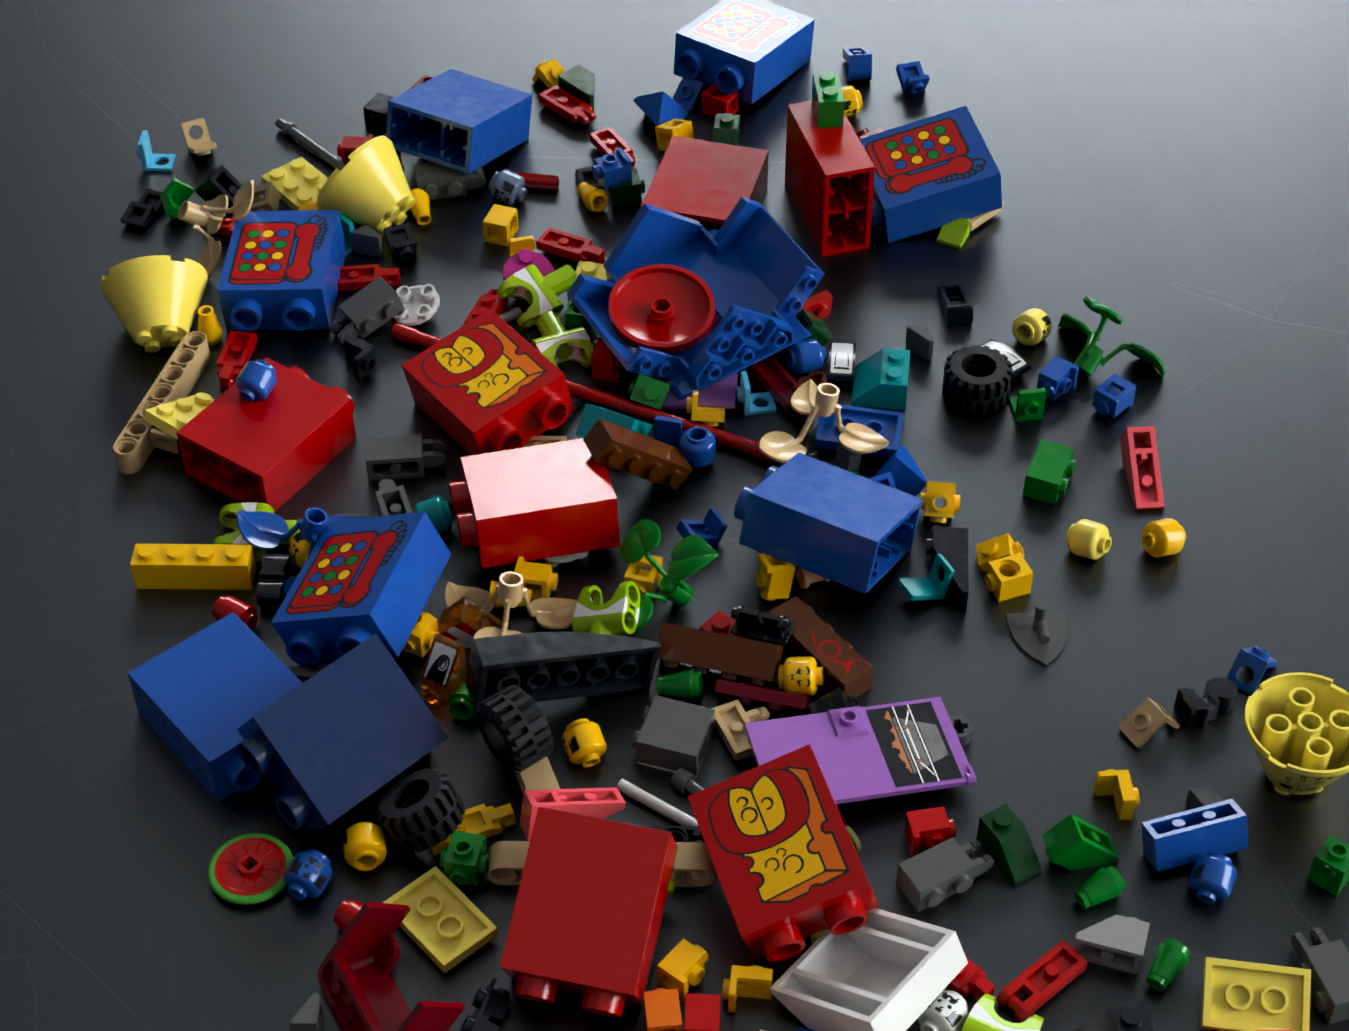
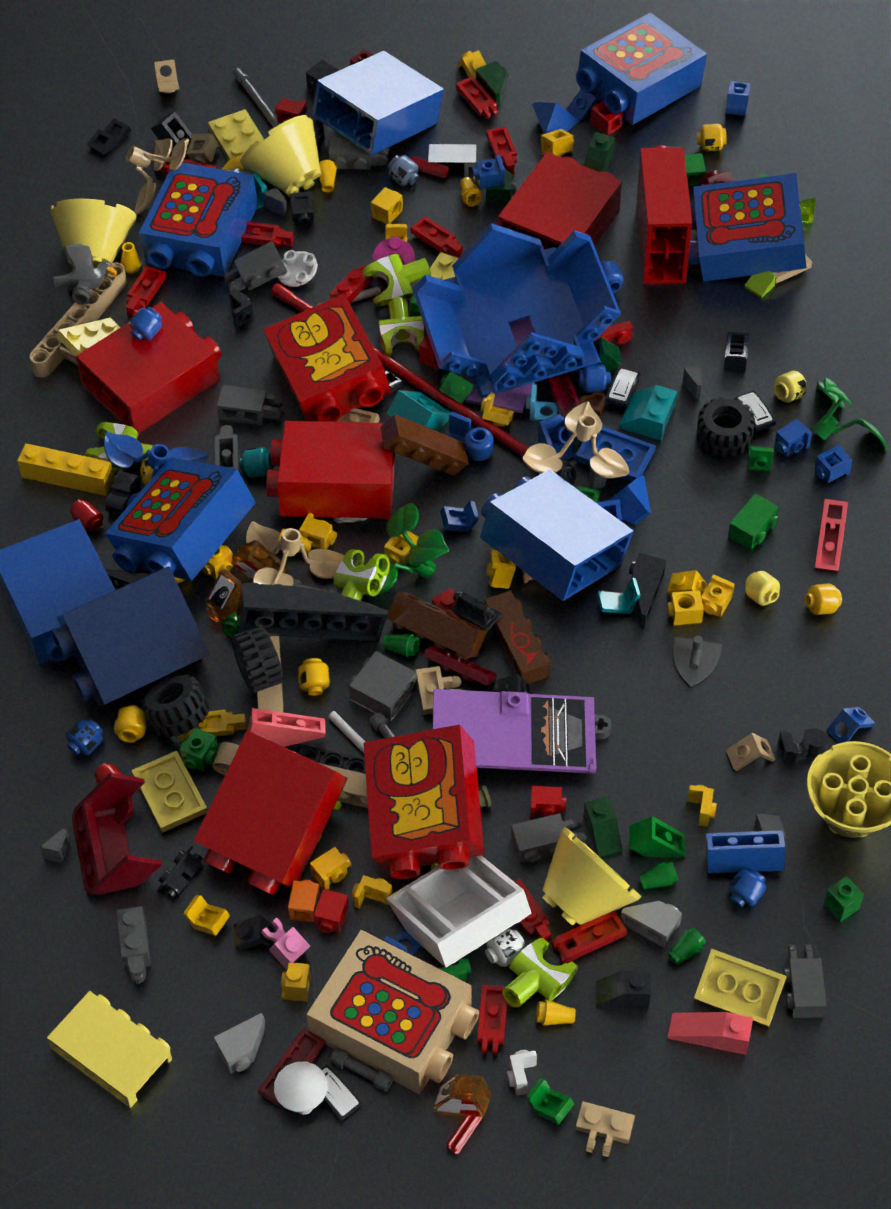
camera: 15 degrees right, 10 degrees up
(148, 159) = (123, 87): medium azure bracket -> none
(160, 348) = (83, 275): none -> dark grey animal
(174, 196) = (133, 133): green bracket -> none
(231, 863) = (32, 716): red wheel -> none
(557, 163) = (452, 153): none -> white sticker
(661, 308) = (484, 316): red dish -> none
(782, 418) = (554, 433): none -> blue slope
(800, 676) = (492, 657): yellow head -> none
(828, 99) = (672, 152): green brick -> none
(912, 77) = (780, 121): blue bracket -> none
(951, 501) = (659, 524): yellow brick -> none
(1020, 907) = (583, 882): none -> light yellow cone
(1040, 556) = (717, 595): none -> yellow brick

